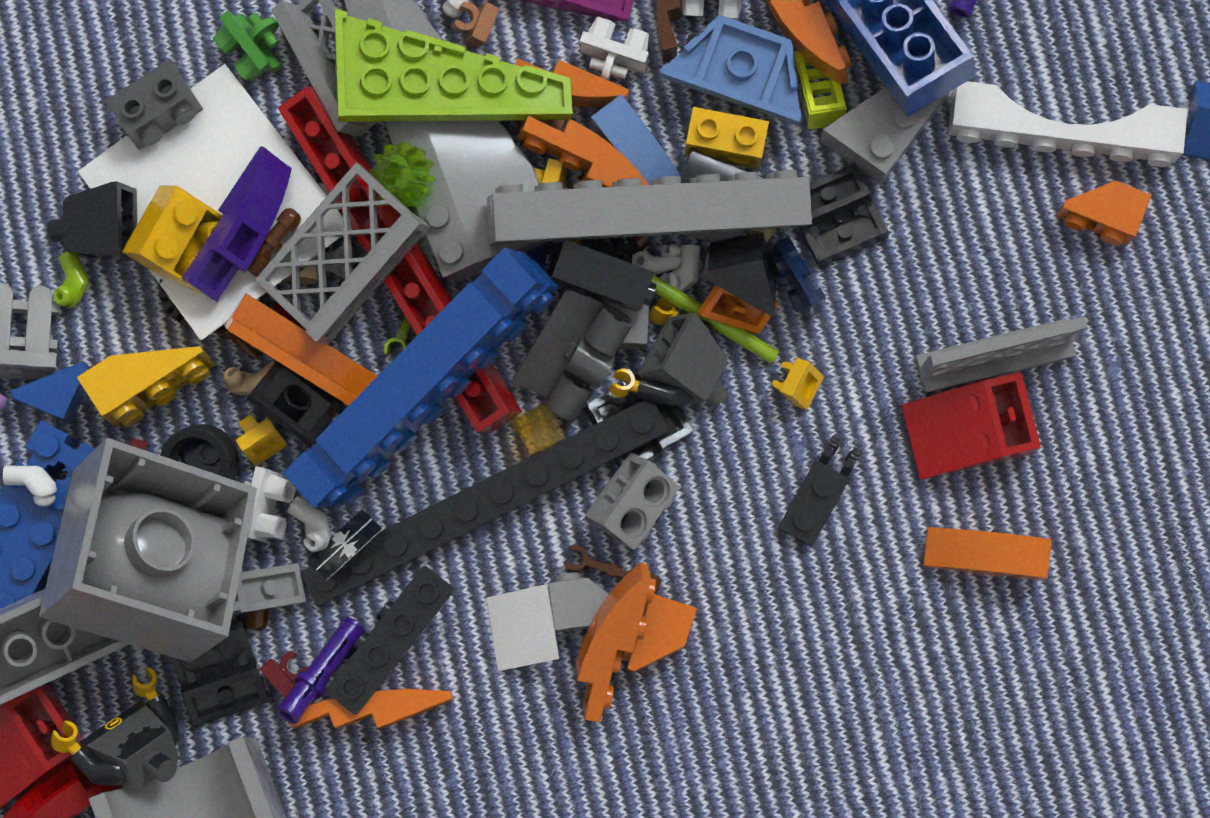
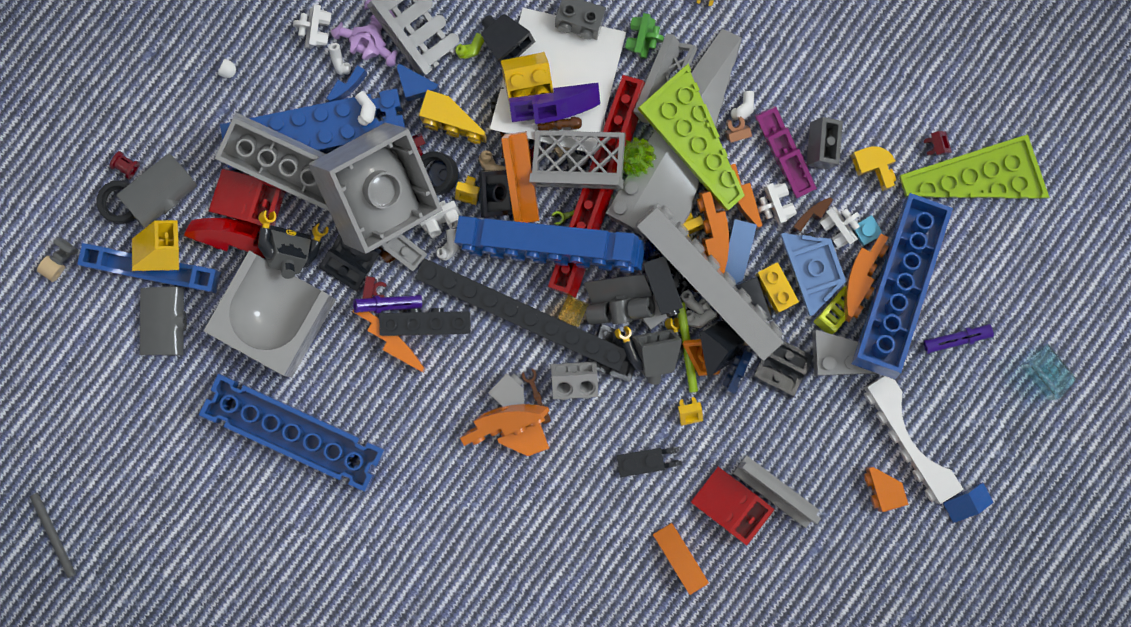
camera: 50 degrees right, 5 degrees up
(345, 544) = (451, 268): black sticker -> none
(522, 627) = (478, 377): white sticker -> none

